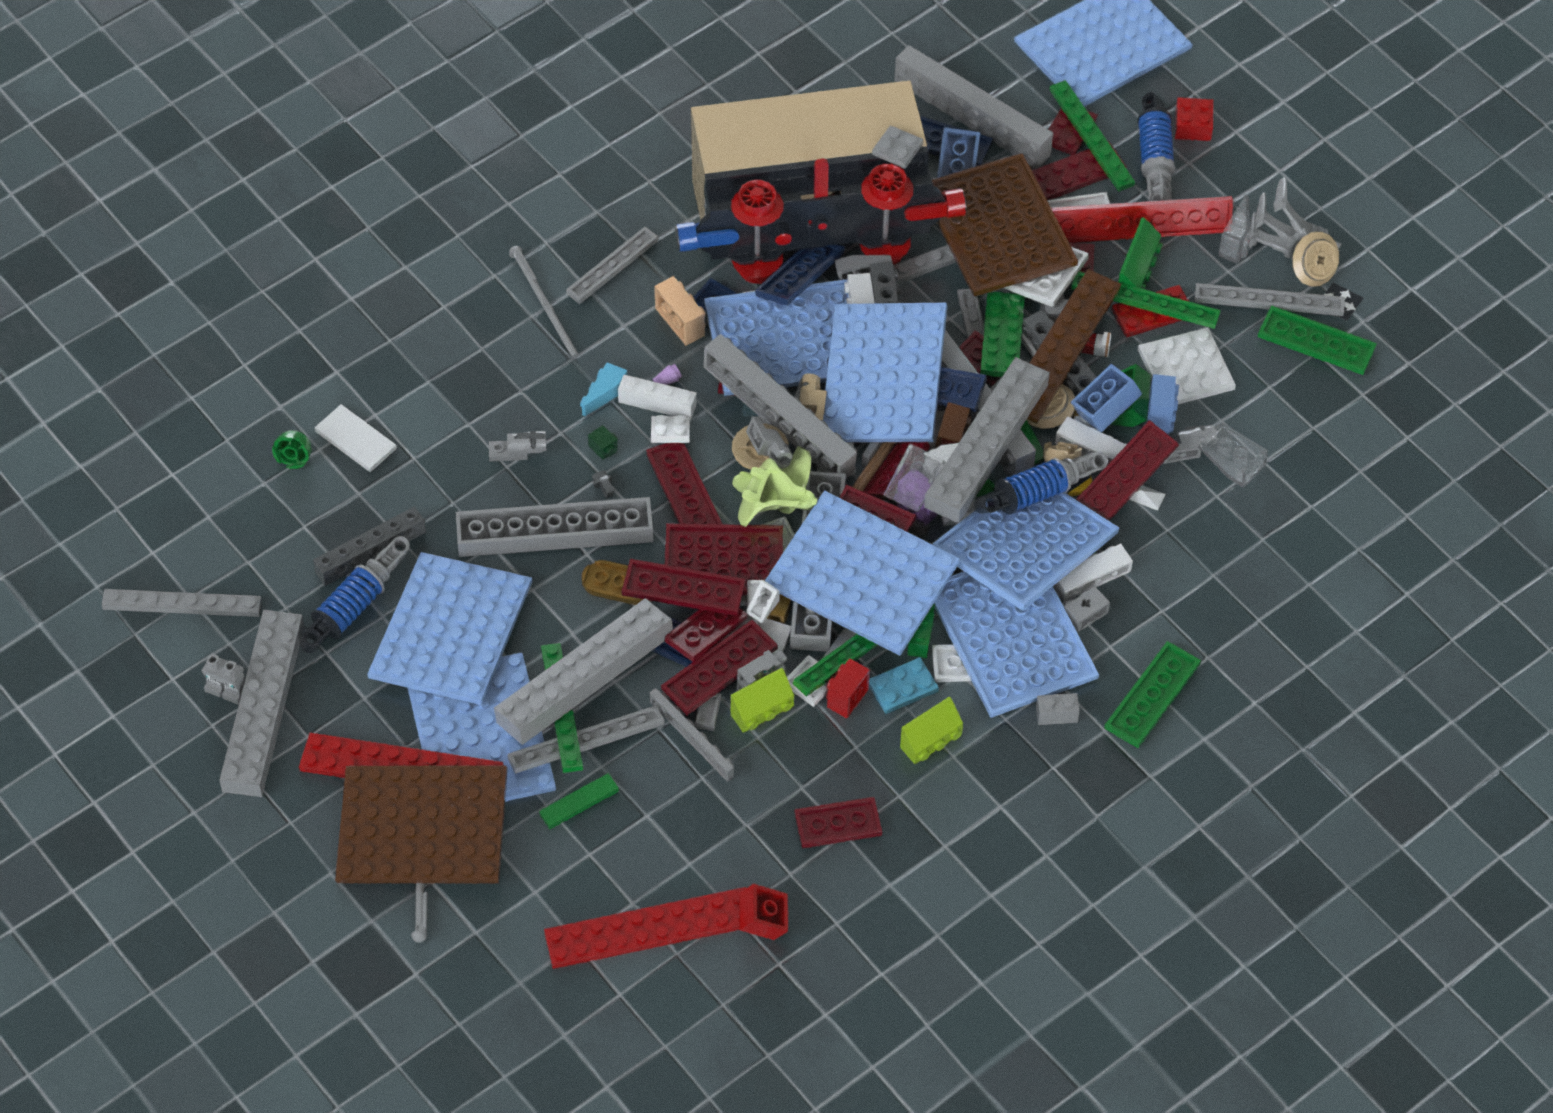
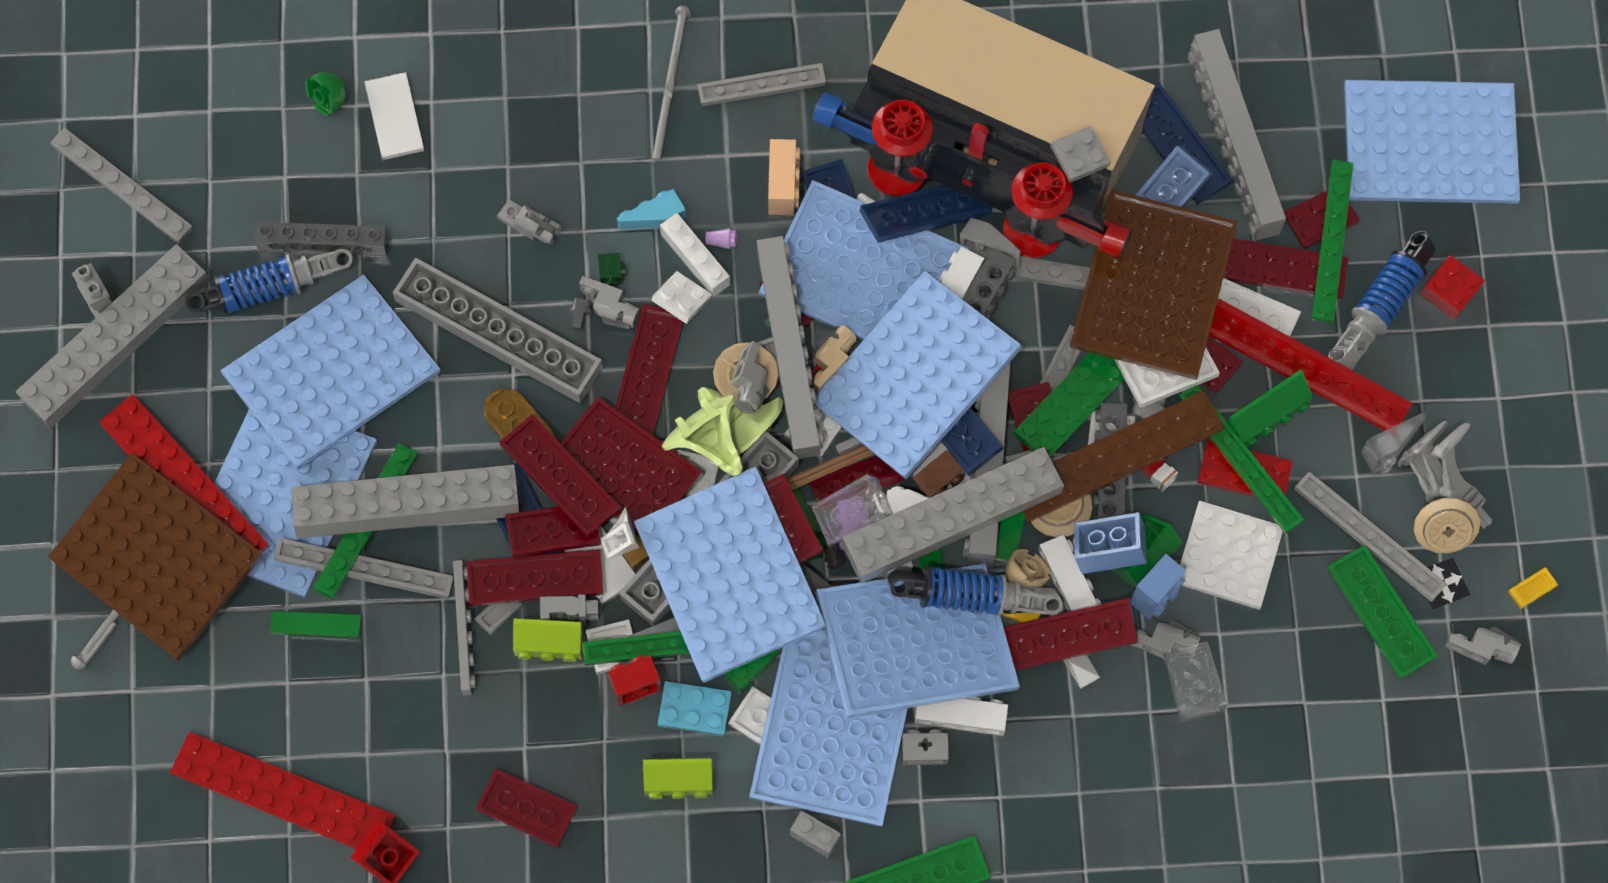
camera: 35 degrees right, 15 degrees up
(620, 463) = (609, 304): none -> light grey plate
(1400, 268) = (1533, 588): none -> yellow tile
(1400, 320) = (1485, 645): none -> light grey plate

